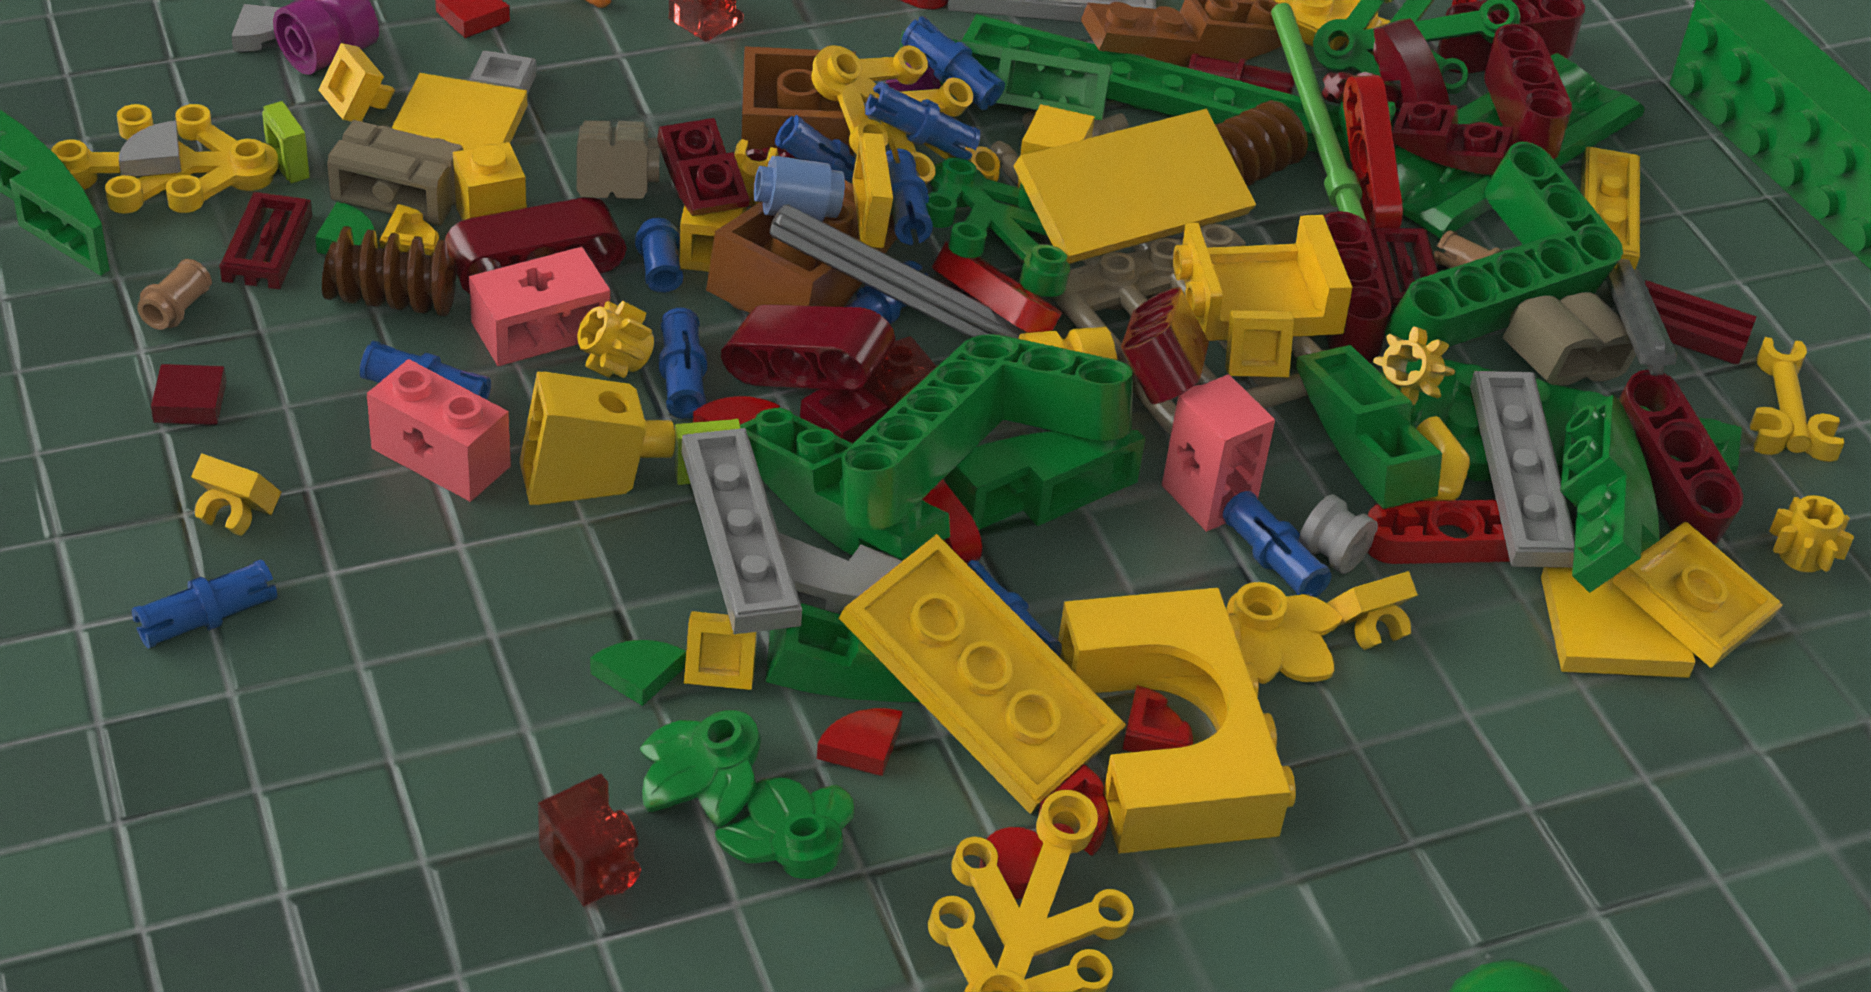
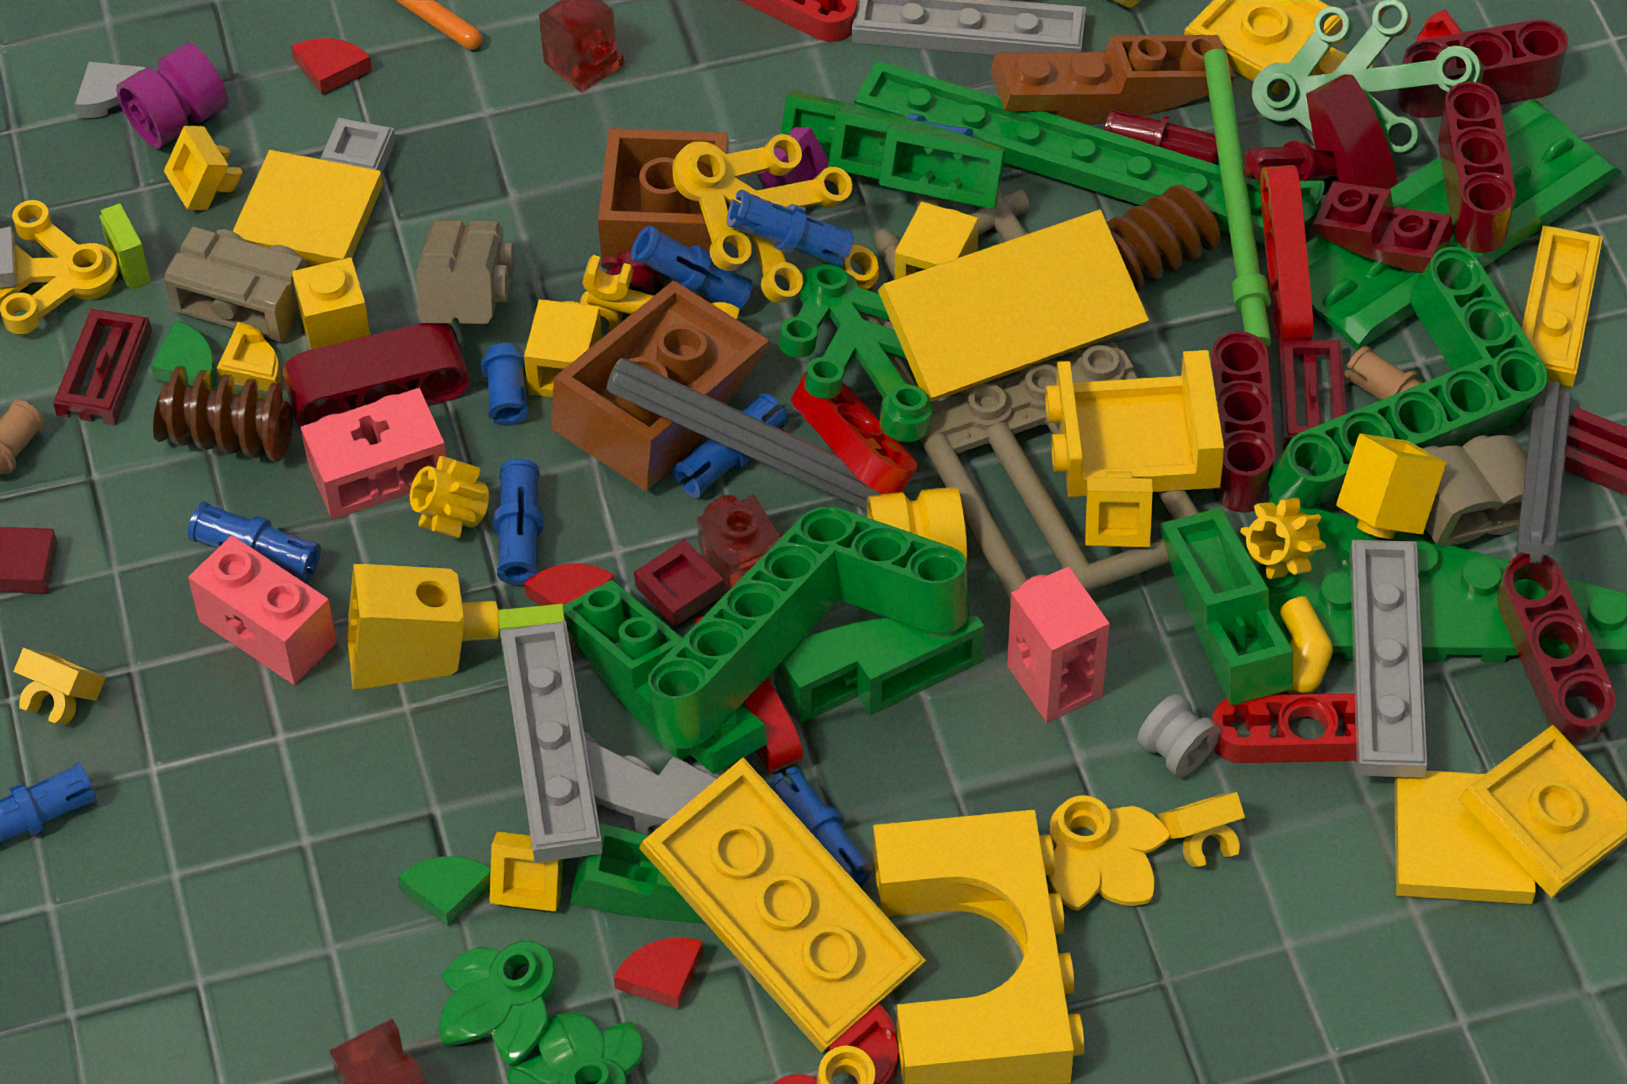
camera: 10 degrees right, 10 degrees up
(701, 168) = (550, 289): dark red slope -> none
(801, 184) = (645, 325): medium blue brick -> none
(808, 347) = (644, 511): dark red beam -> none
(872, 189) = (723, 323): yellow tile -> none
(908, 199) = (761, 326): blue pin -> none
(953, 61) = (834, 142): blue pin -> none
(1154, 724) = (959, 959): red tile -> none
(1165, 346) = (1009, 525): dark red beam -> none
(1276, 544) = (1093, 717): blue pin -> none
(1505, 324) = (1390, 485): none -> yellow brick
(1612, 493) = (1474, 697): green slope -> none

